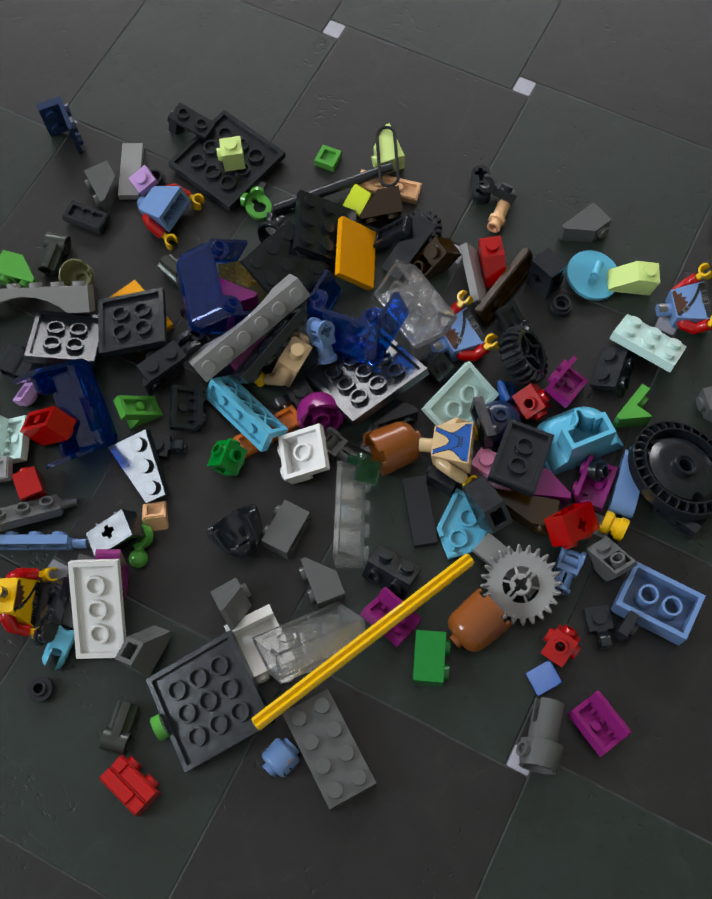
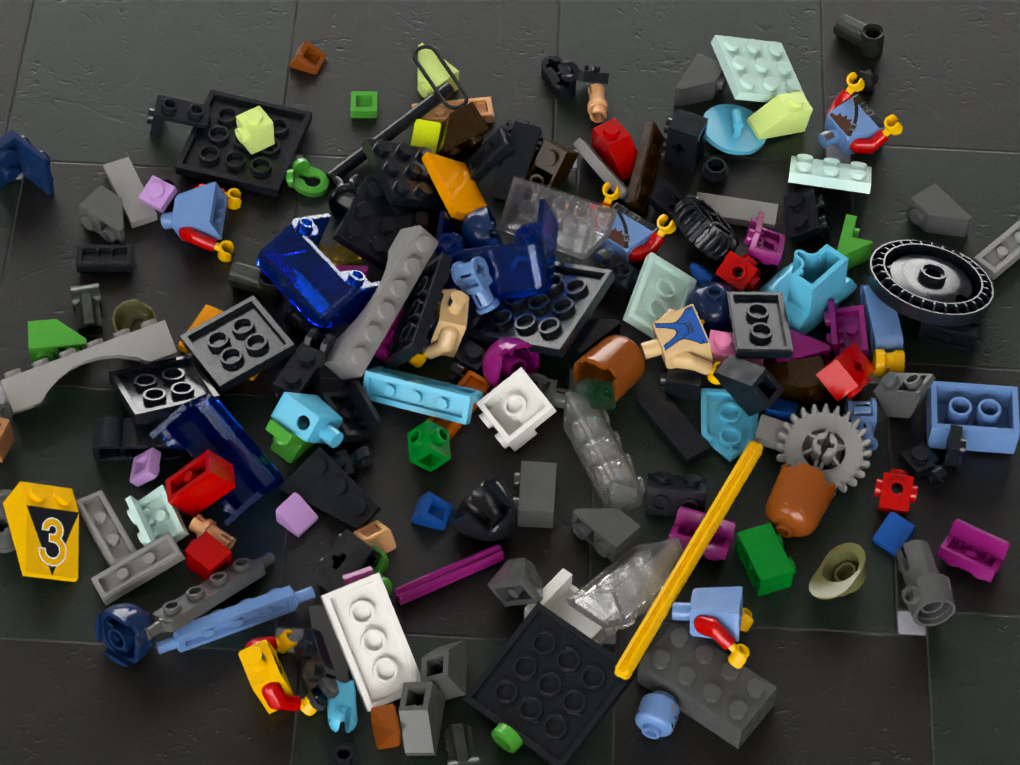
camera: 30 degrees left, 15 degrees down
(40, 462) = (200, 525): none -> light nougat pin
(82, 678) = (385, 726): none -> dark orange slope
(105, 684) = (421, 717): none -> dark grey slope
(109, 474) = (295, 515): none -> lavender slope
(149, 403) = (309, 418): none -> medium azure torso
(192, 568) = (449, 574): none -> magenta axle
(207, 511) = (432, 512): none -> blue slope
(307, 107) = (307, 58): none -> dark orange slope
(353, 296) = (480, 229): none -> dark blue cylinder
(357, 703) = (719, 616): none -> medium blue torso
(479, 698) = (840, 572): none -> olive piece
(481, 417) = (708, 309): black plate -> none
(511, 533) = (782, 410): none -> blue slope
(562, 345) = (740, 211): none -> light grey tile
(597, 470) = (845, 312): black plate -> none
(634, 231) = (755, 68): none -> light aqua plate

